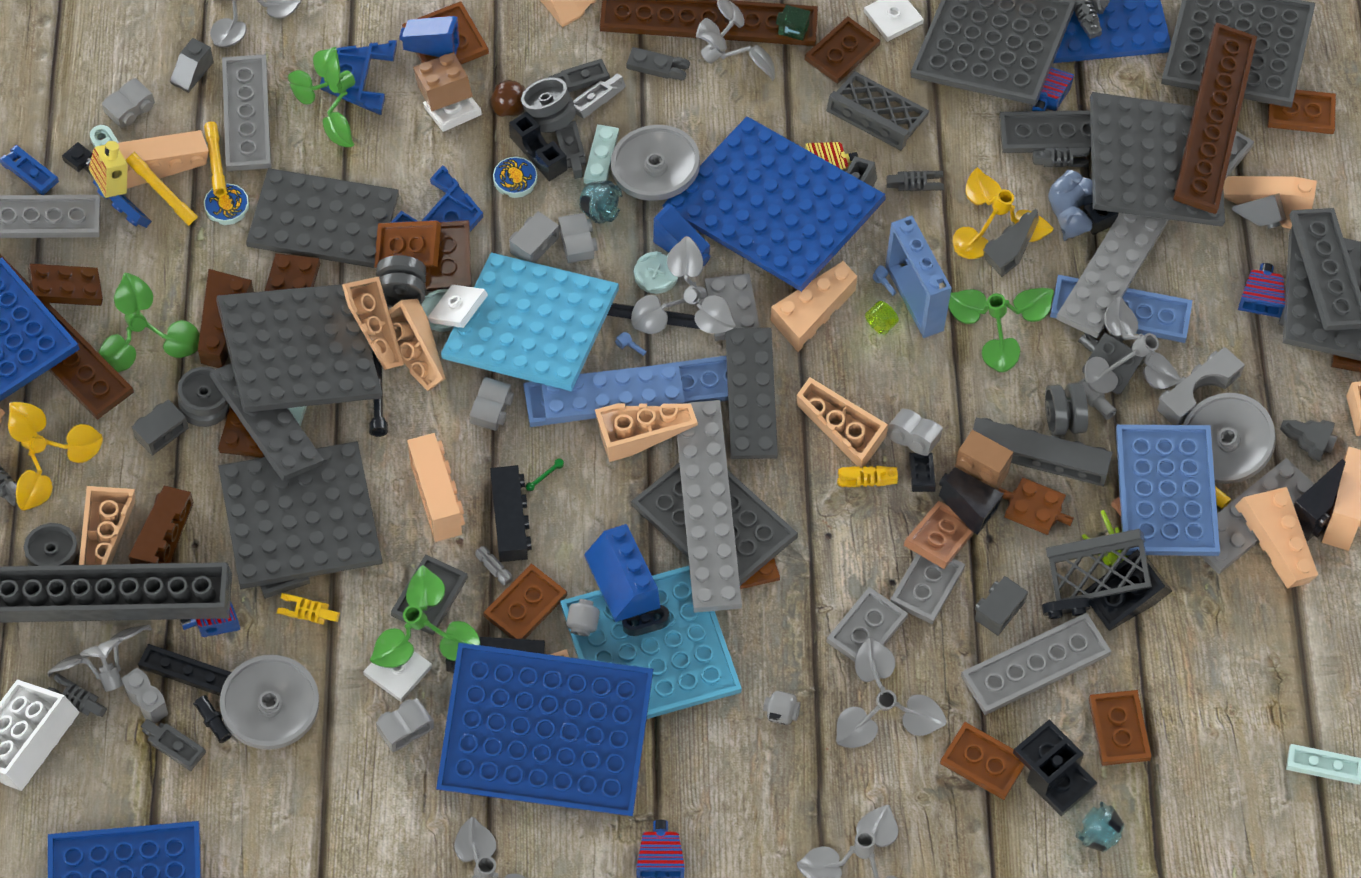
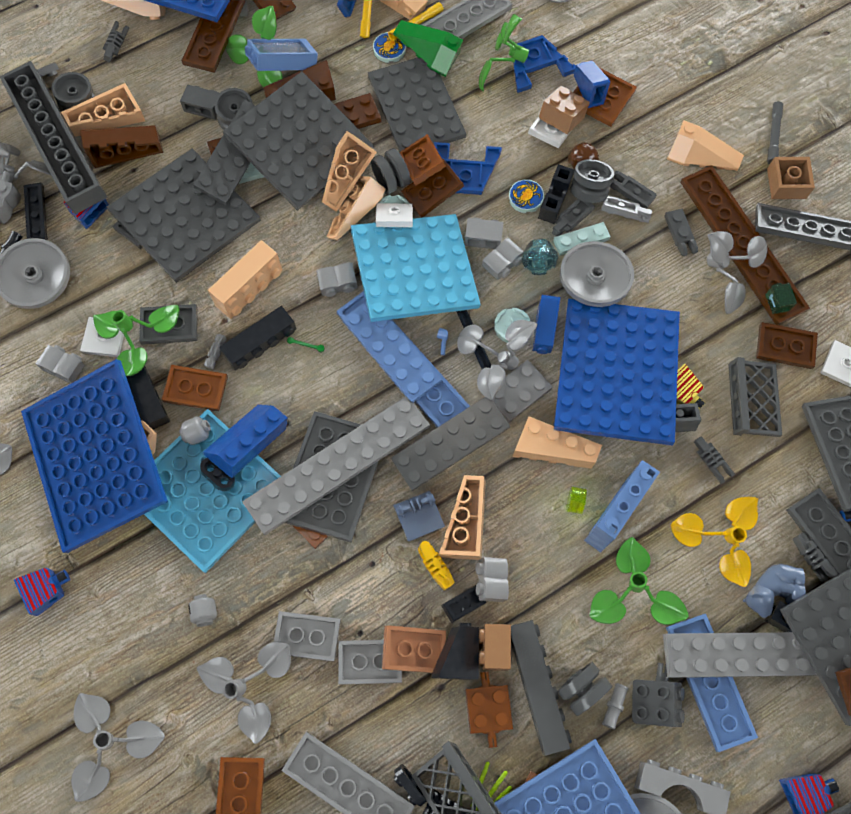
camera: 60 degrees right, 10 degrees up
(23, 426) = (140, 22): yellow plant -> none
(172, 308) = (280, 54): none -> medium blue window
(268, 157) = (433, 45): none -> green wedge
(308, 610) = (117, 258): yellow hinge -> none
(378, 426) = (280, 221): black piece -> none
(637, 428) = (371, 381): light nougat wedge -> none
(806, 465) = (419, 516): none -> sand blue hinge
(880, 277) = (614, 478): medium blue hand -> none
(1000, 605) = (382, 730): dark grey brick -> none
(1009, 248) = (702, 562): dark grey slope -> none
(1122, 321) = (673, 745): light grey plant -> none

